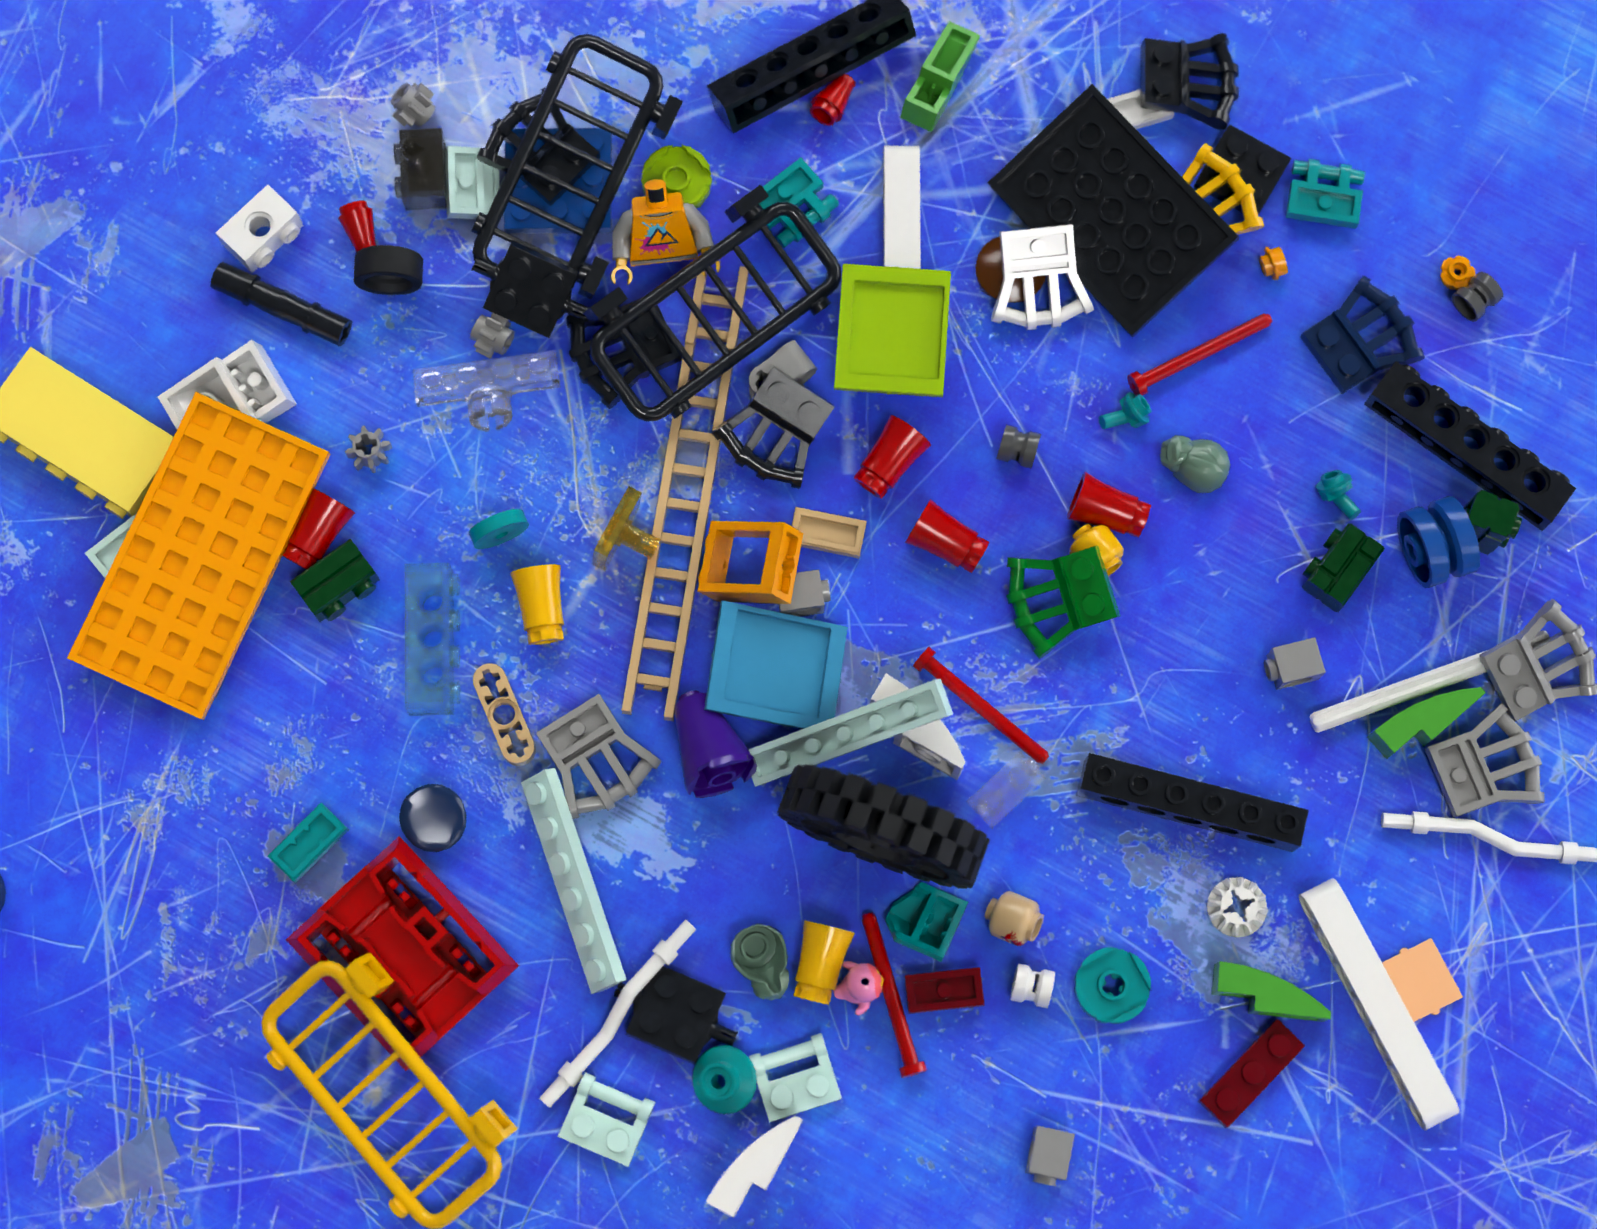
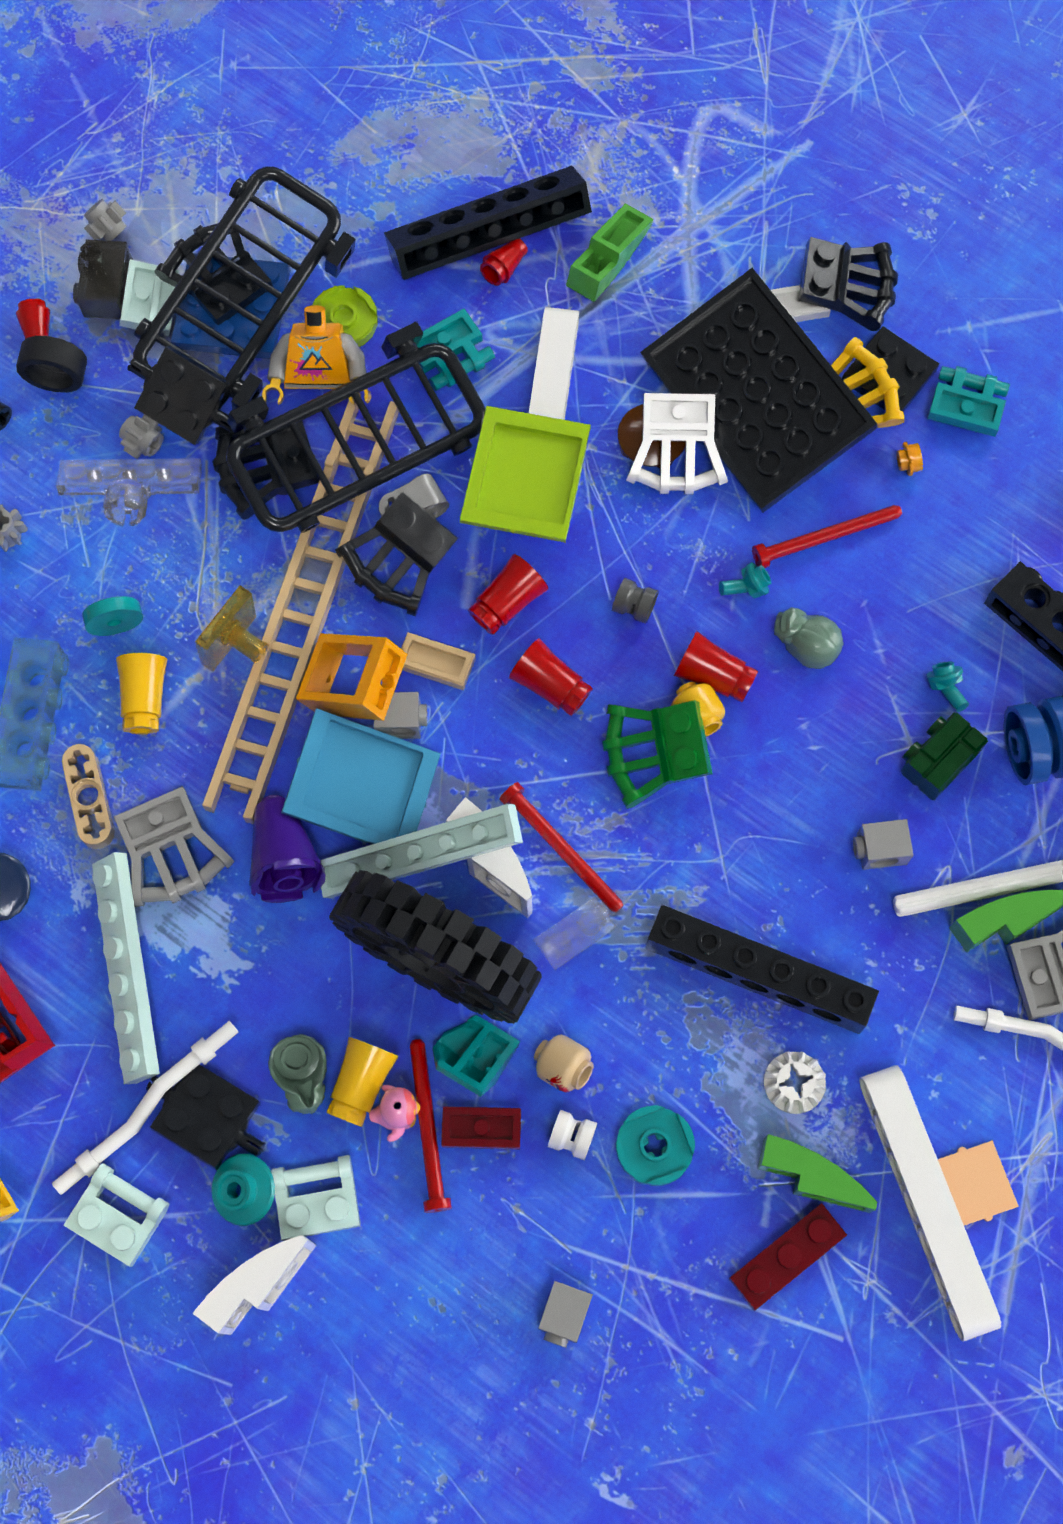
camera: 10 degrees right, 5 degrees down
(1345, 353) = (968, 548): dark blue plate -> none

